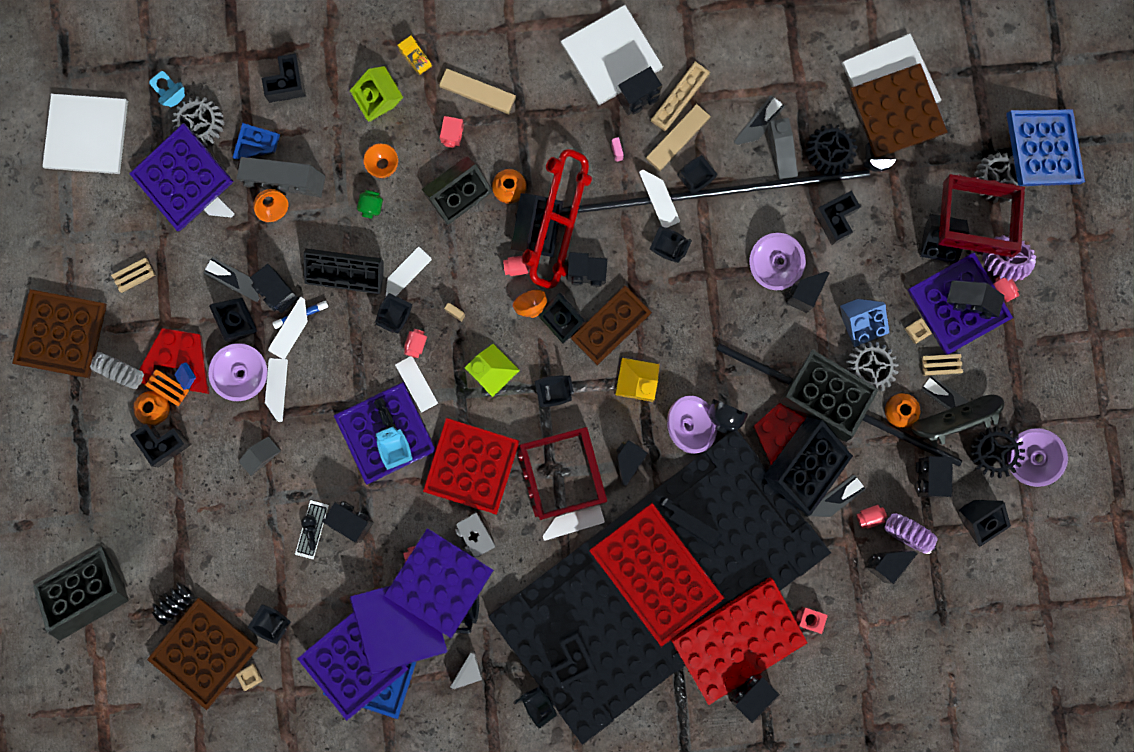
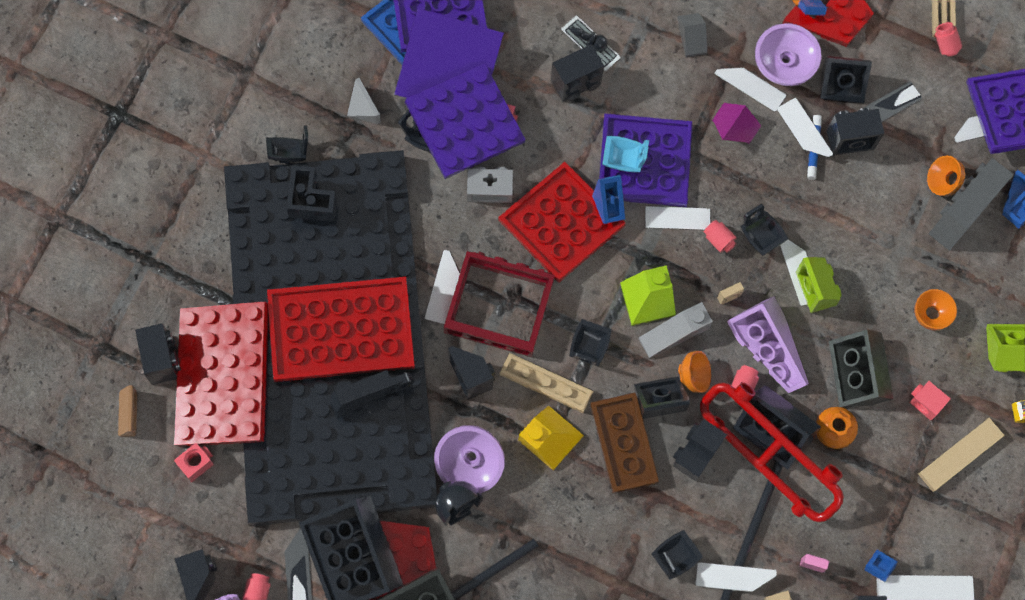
camera: 120 degrees right, 10 degrees down
(153, 260) = (948, 39): none -> coral brick
(317, 382) = (736, 123): none -> magenta slope
(343, 271) = (836, 209): black piece -> none
(369, 204) = (894, 274): green head -> none
(384, 413) = (663, 167): black axle -> none
(411, 252) = (817, 283): none -> lime slope
(437, 437) = (609, 199): none -> blue slope
(470, 269) = (768, 337): none -> lavender wedge
(506, 335) = (676, 330): none -> light grey slope
(591, 104) = (881, 565): none -> blue tile
(600, 406) = (546, 383): none -> tan tile
(804, 692) = (127, 412): none -> medium nougat slope

